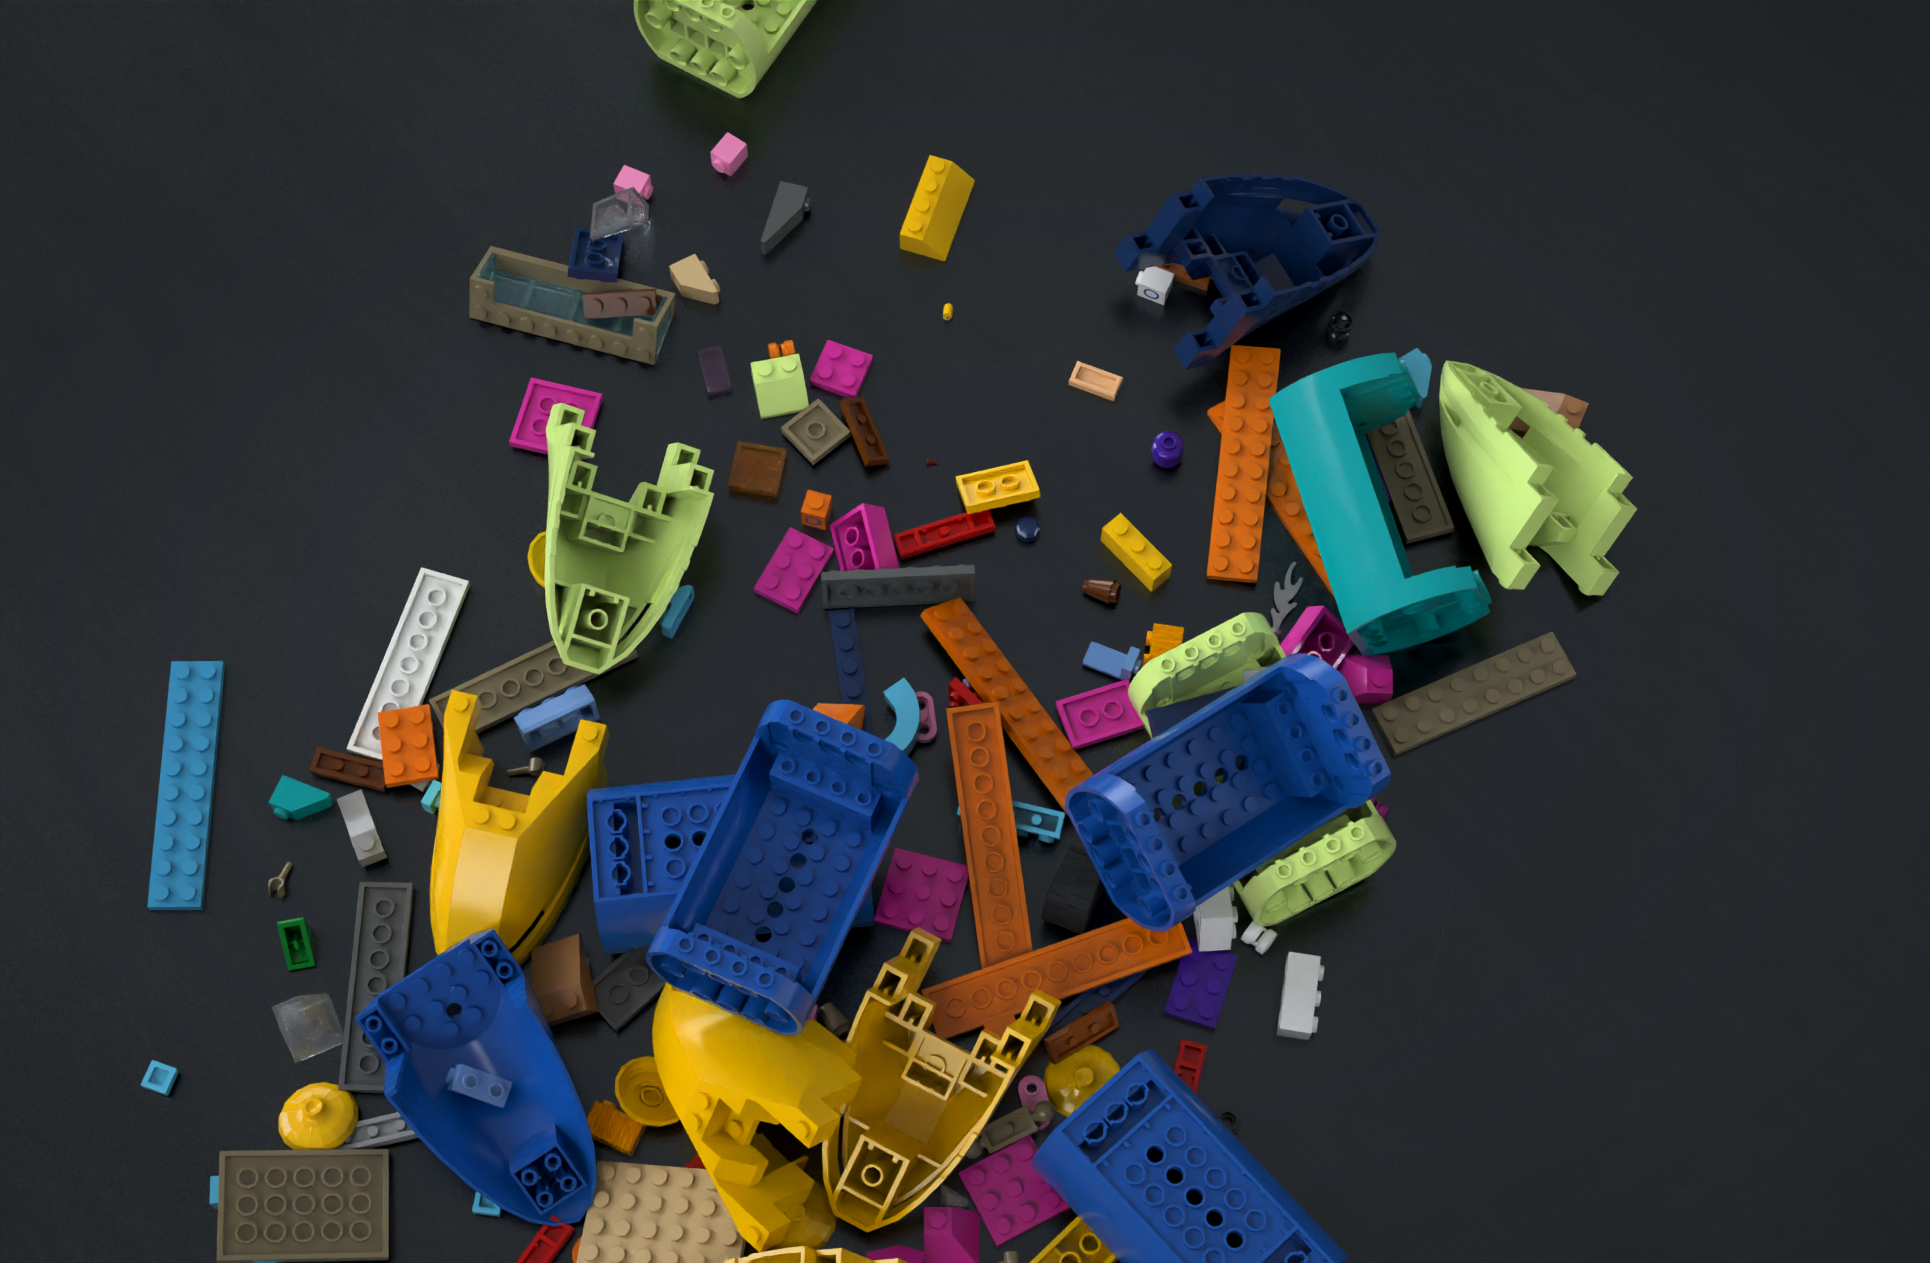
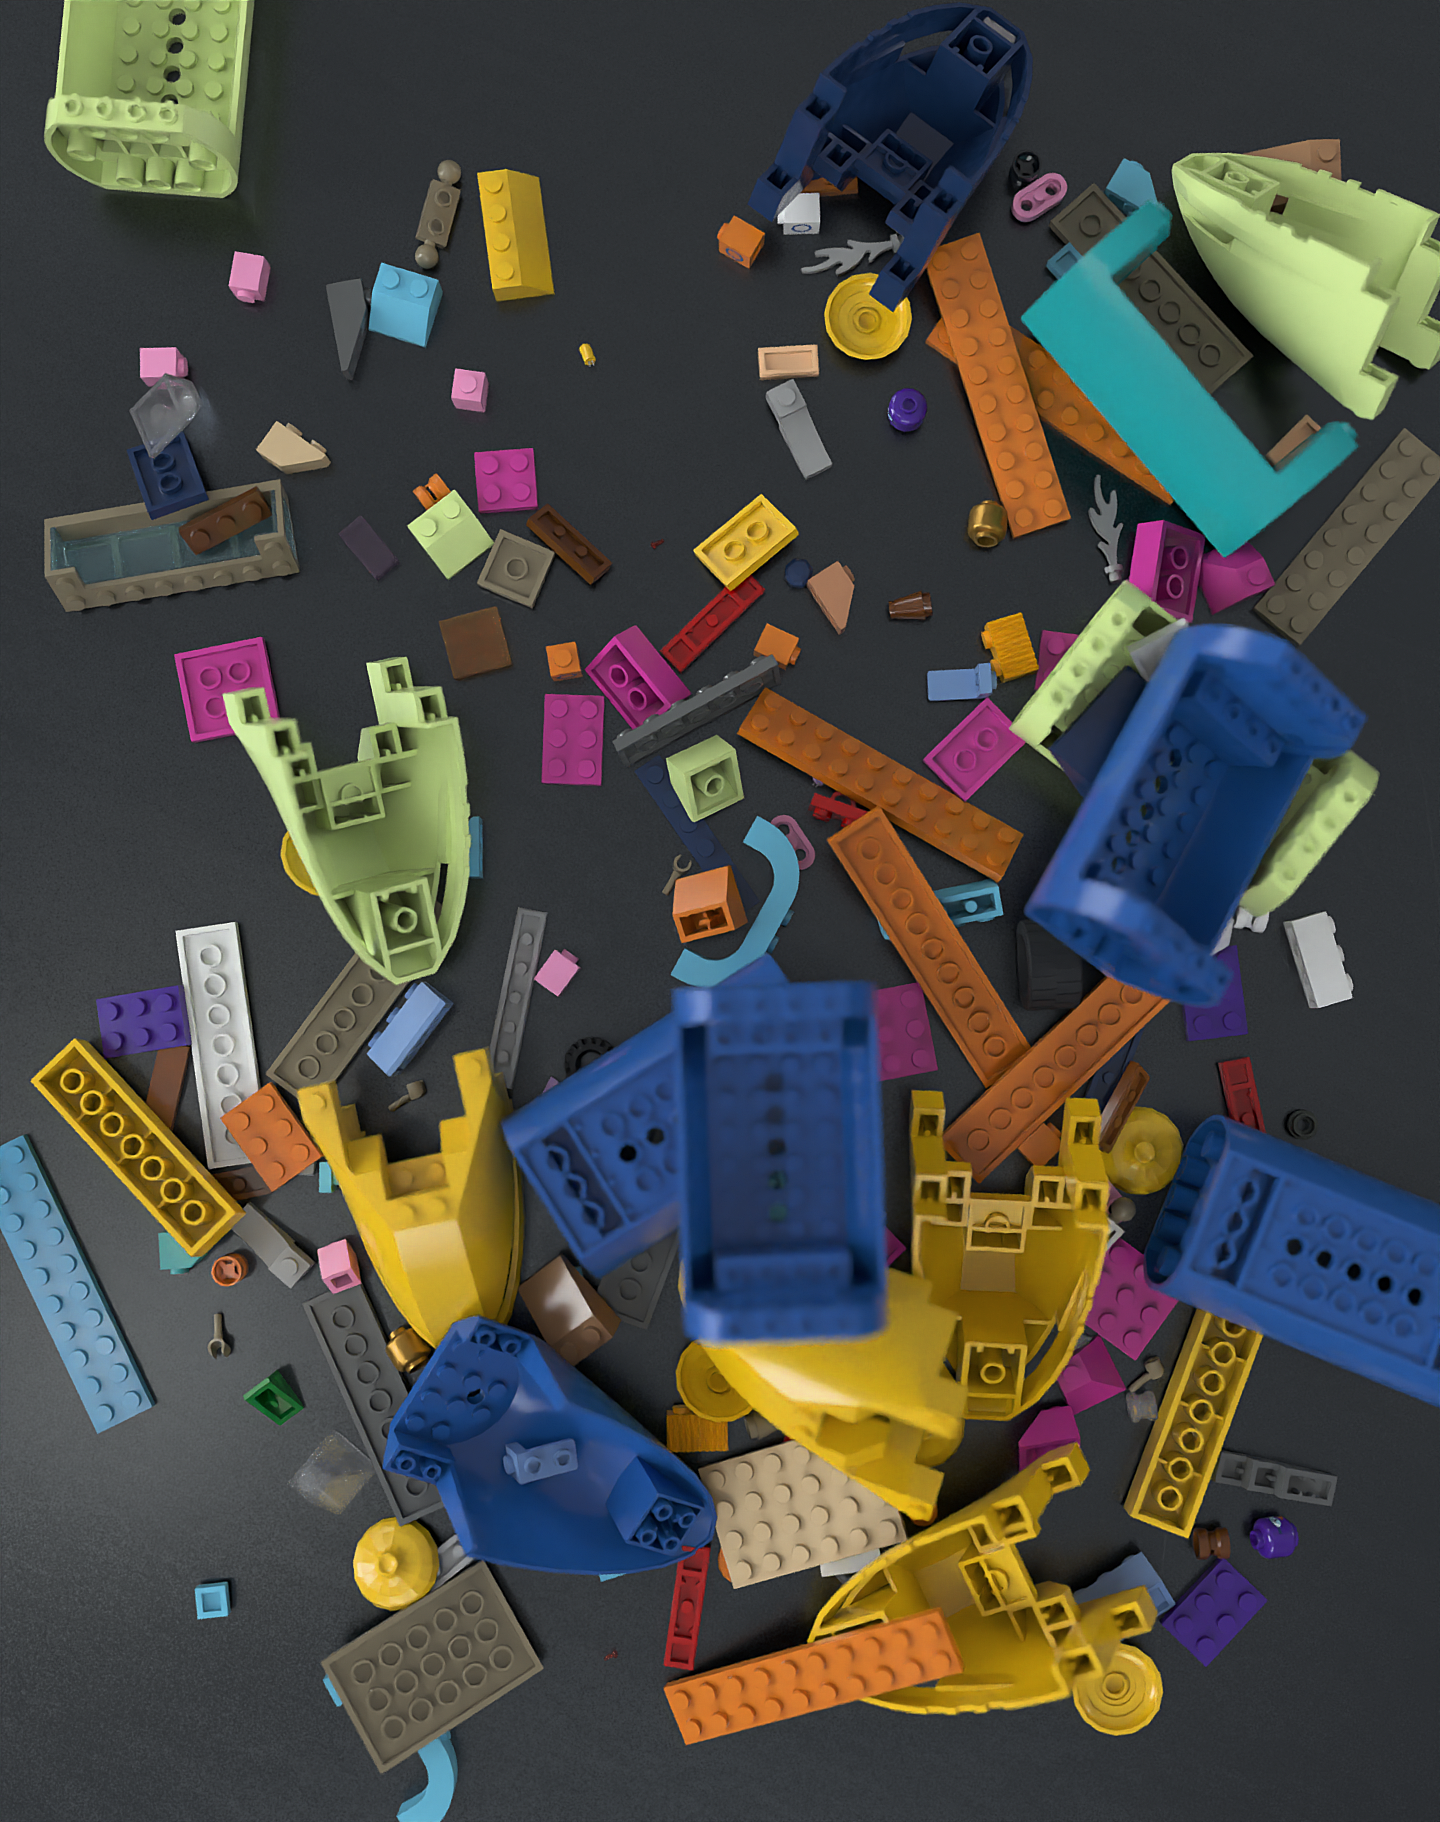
camera: 25 degrees left, 20 degrees up
(305, 704) = (138, 1147): none -> yellow brick
(316, 826) = (225, 1274): none -> orange wheel
(348, 678) = (168, 1083): none -> dark orange tile
(360, 621) = (143, 1021): none -> dark purple plate
(404, 865) = (339, 1266): none -> bright pink brick
(418, 952) = (407, 1350): none -> pearl gold head
(654, 728) = (517, 992): none -> light grey tile
(671, 1149) = (757, 1425): none -> dark tan cone
(692, 729) = (558, 971): none -> bright pink brick
(824, 699) = (675, 875): none -> dark tan hand
(830, 220) = (404, 304): none -> medium azure slope
(847, 296) = (470, 390): none -> bright pink brick
(880, 638) = (706, 777): none -> yellowish green slope
(887, 172) = (438, 214): none -> dark tan plate
(987, 572) = (778, 643): none -> orange brick
(1047, 553) = (833, 593): none -> nougat slope
(1078, 427) = (798, 429): none -> light grey slope
(1101, 284) = (740, 241): none -> orange brick
(1136, 552) = (928, 547): yellow brick -> none
(1164, 377) = (863, 324): none -> yellow hat
(1176, 330) = (852, 257): none -> light grey piece
(1190, 556) = (987, 523): none -> pearl gold head
(1341, 349) = (1037, 198): none -> bright pink plate

